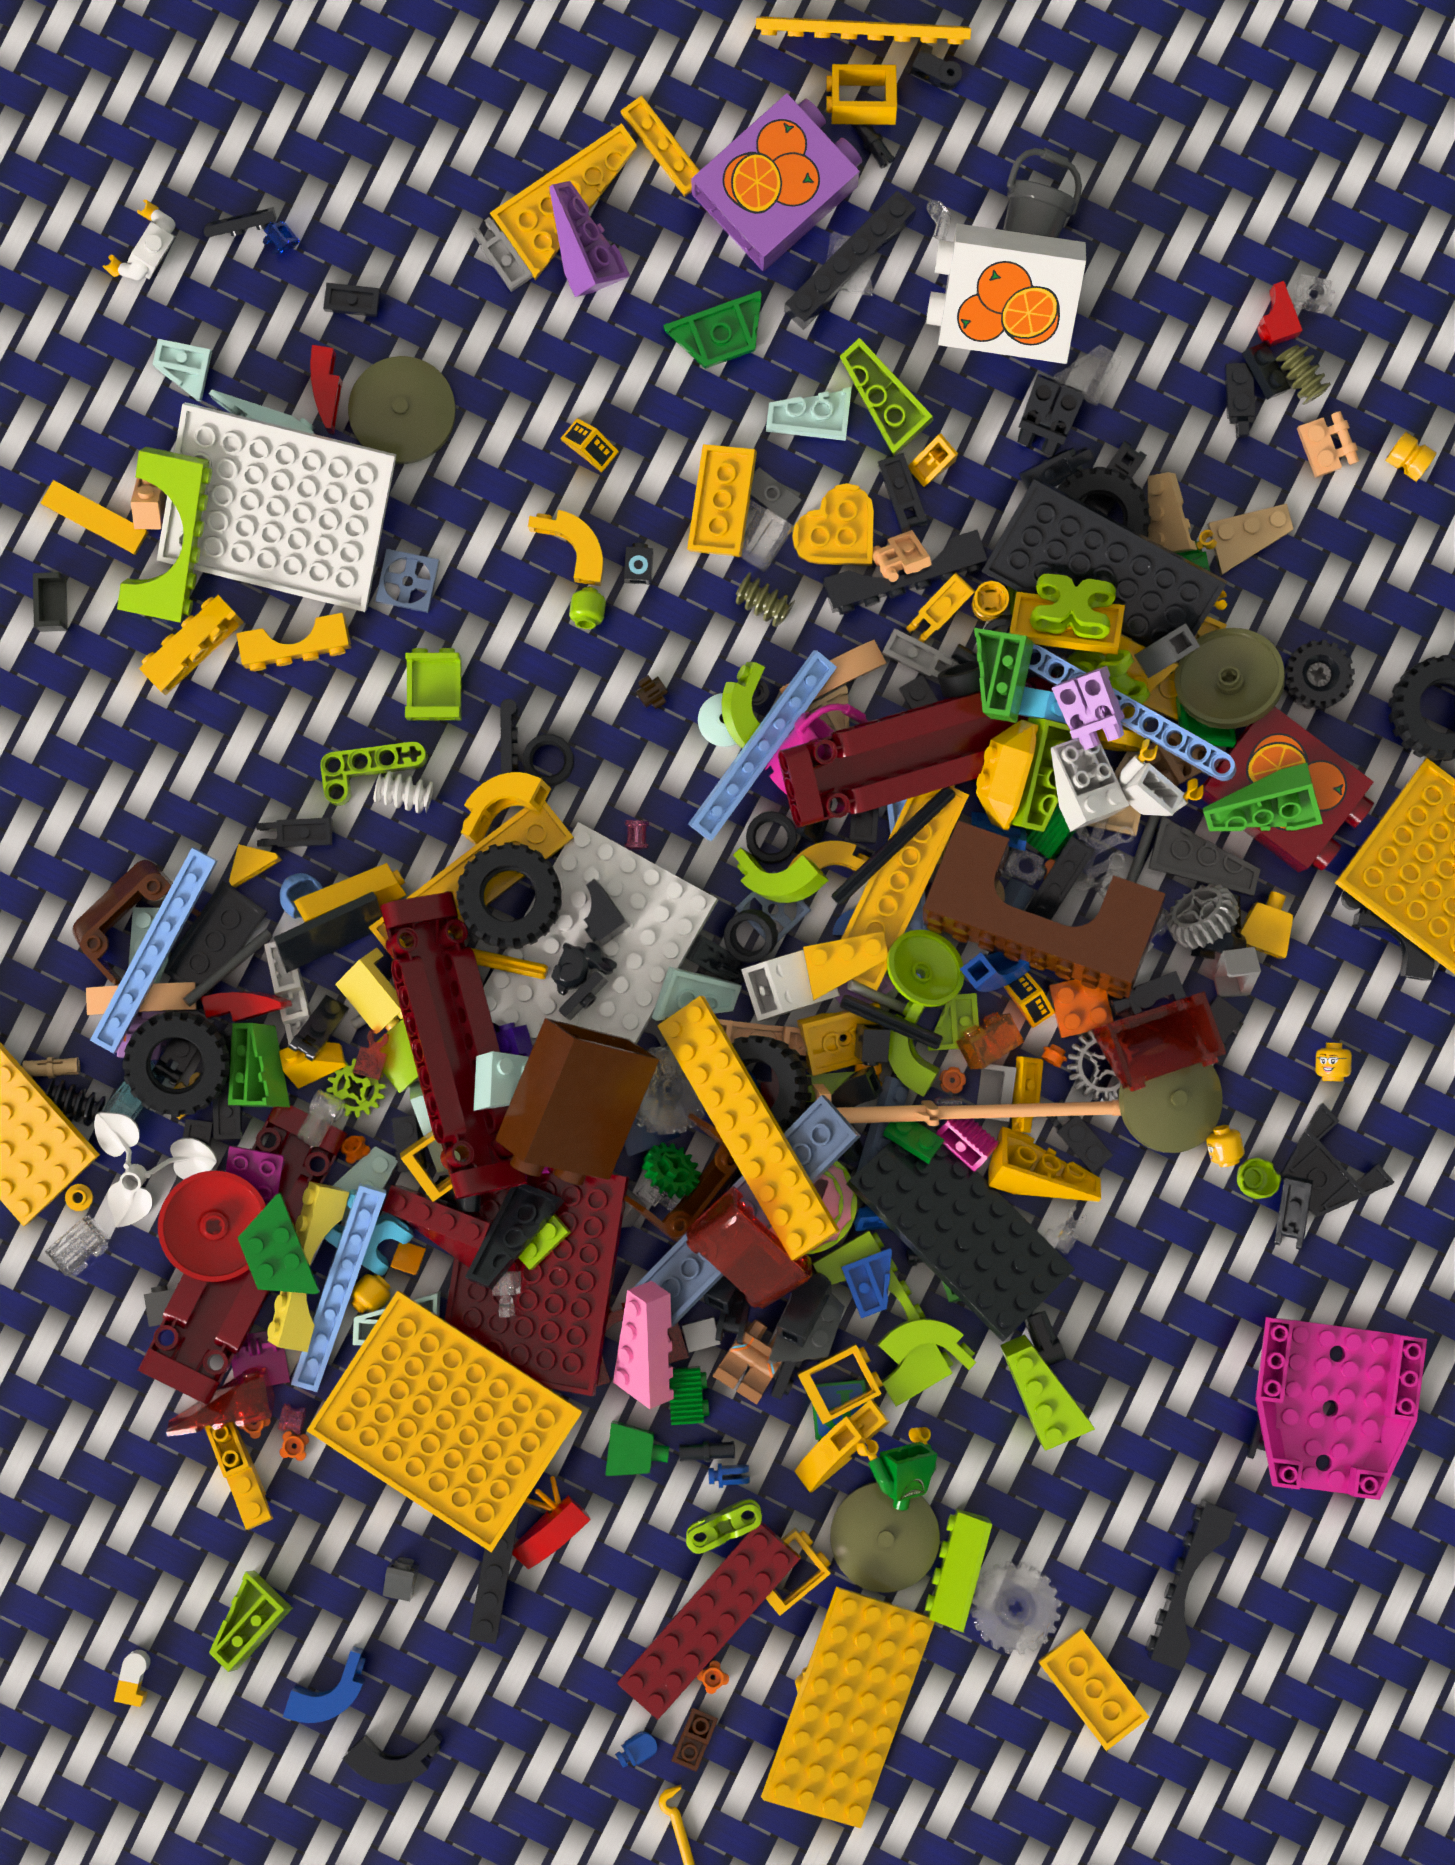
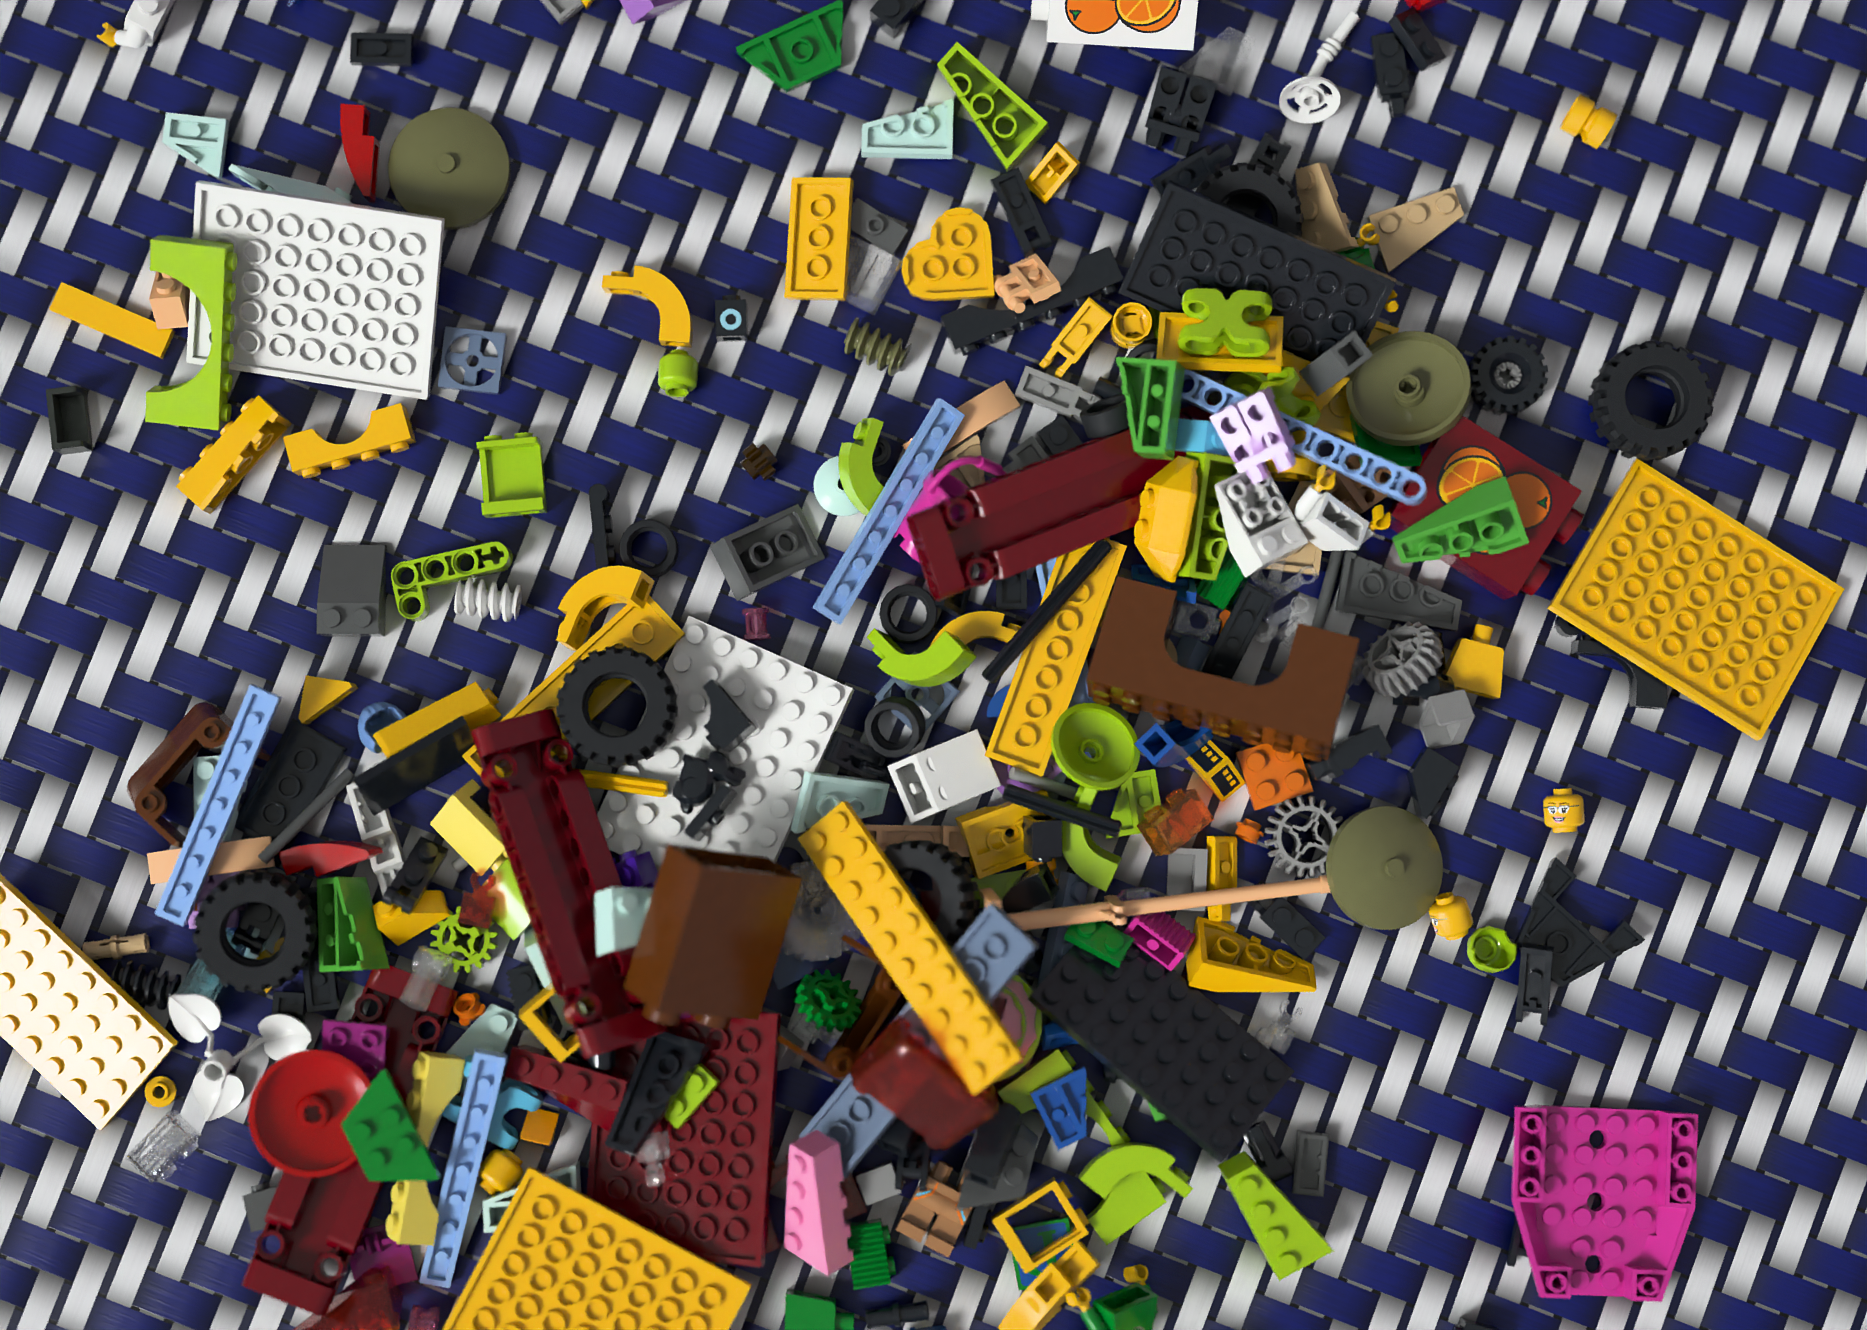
camera: 10 degrees left, 0 degrees up
(284, 774) = (352, 591): none -> dark grey slope
(298, 833) = (373, 656): black hinge -> none
(590, 444) = (664, 189): slope -> none
(651, 772) = (767, 552): none -> dark grey slope
(842, 960) = (999, 746): yellow wing -> none
(886, 706) = (1025, 454): none -> dark grey plate
(955, 1073) = (1128, 868): orange plate -> none
(1081, 1352) = (1310, 1163): none -> dark grey plate
(1161, 1041) = (1368, 805): clear red windscreen -> none
(1165, 406) = (1308, 88): none -> white dish
(1303, 373) = (1459, 38): olive piece -> none
(1320, 447) = (1485, 120): light nougat plate -> none

